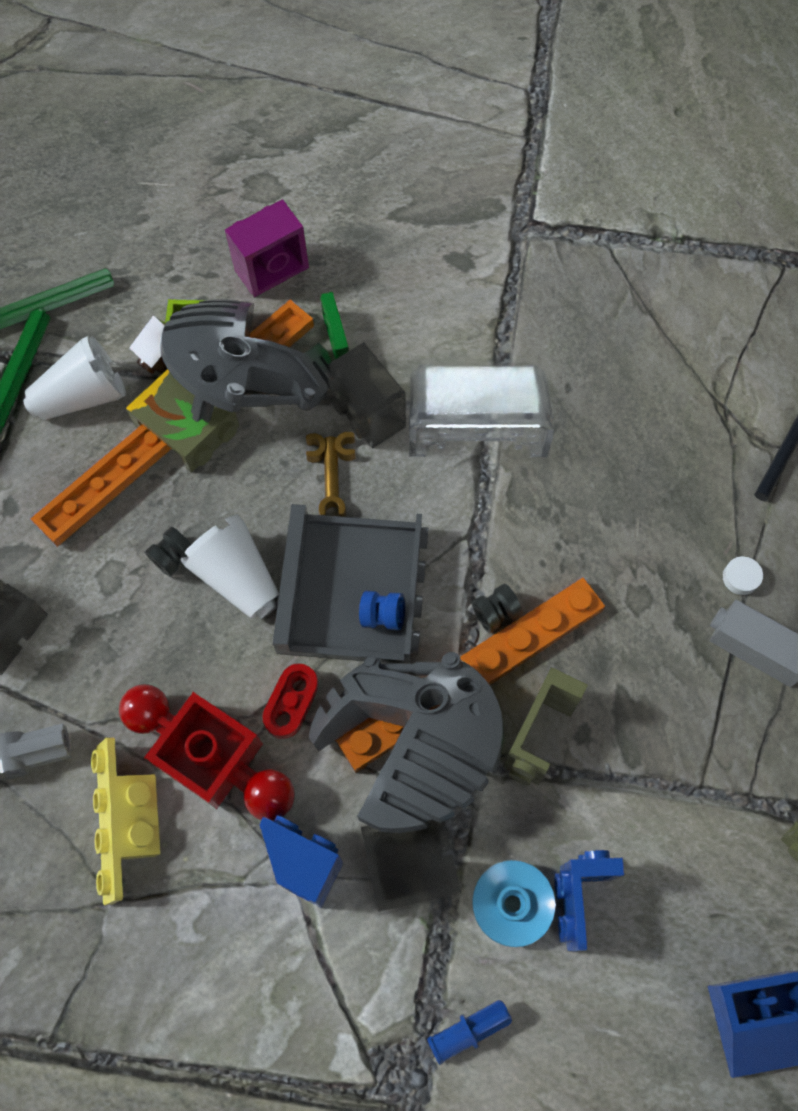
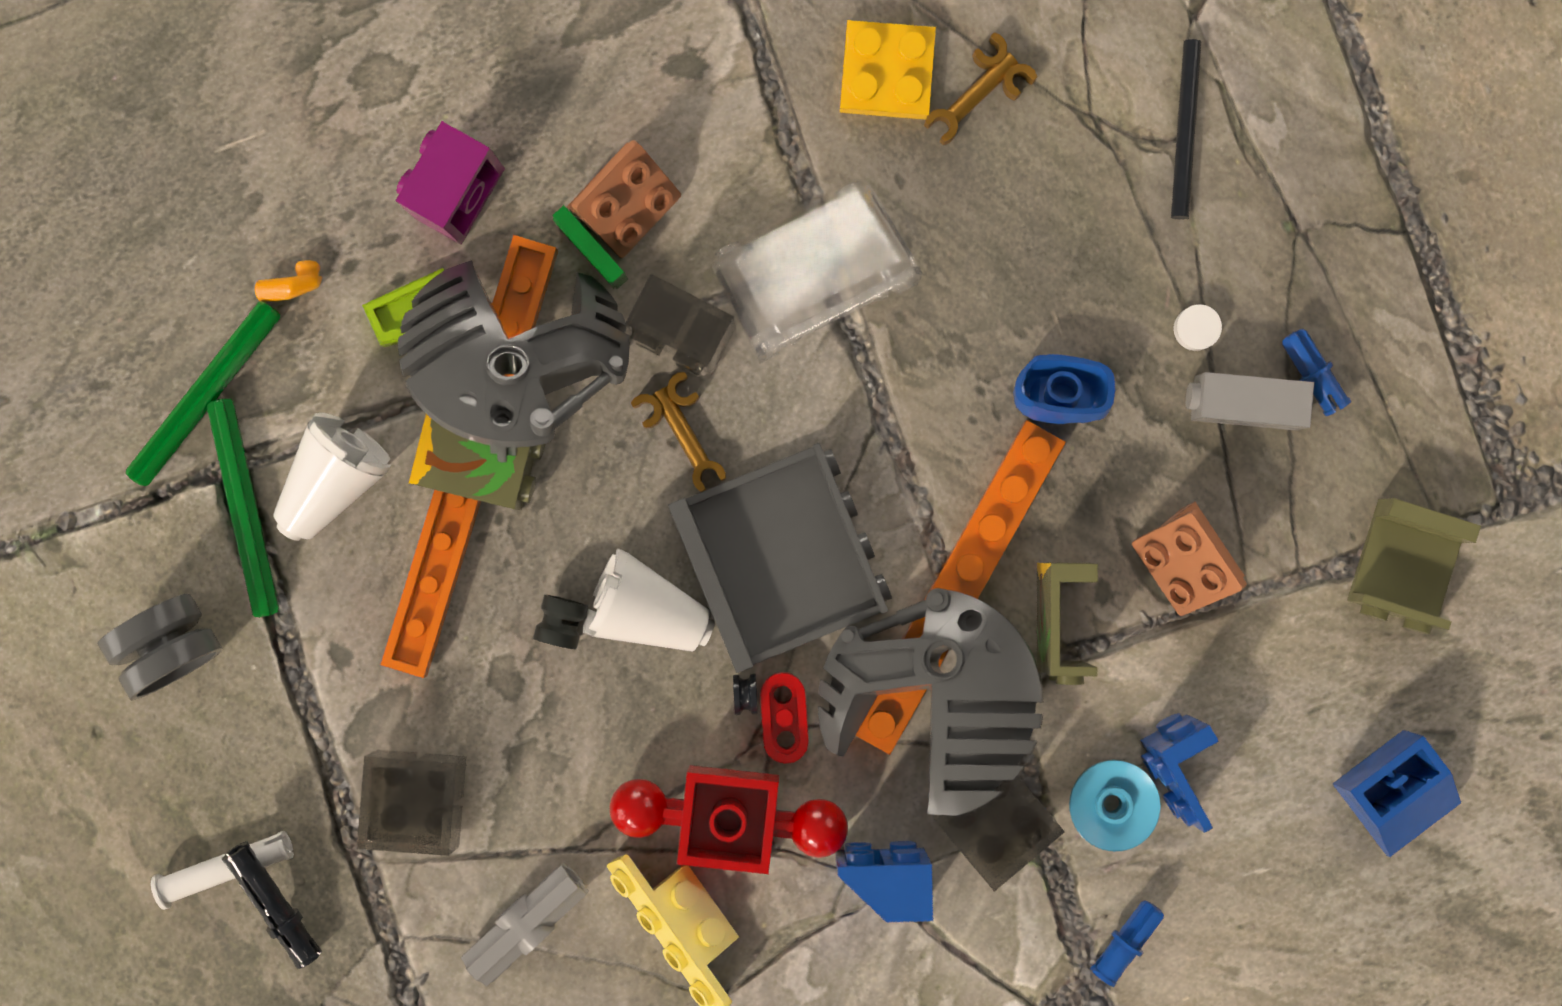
camera: 25 degrees left, 20 degrees up
(140, 270) = (287, 288): none -> light orange arm
(148, 346) = (385, 383): brick -> none
(271, 668) = (745, 694): none -> black bush
(375, 307) = (625, 199): none -> nougat bracket
(382, 610) = (831, 574): blue wheel -> none
(497, 608) = (951, 515): pearl dark grey wheel -> none
(593, 317) = (887, 69): none -> yellow plate
(621, 566) = (1064, 389): none -> blue piece
(662, 736) = (1189, 561): none -> nougat bracket
(669, 348) = (1000, 68): none -> pearl gold bar

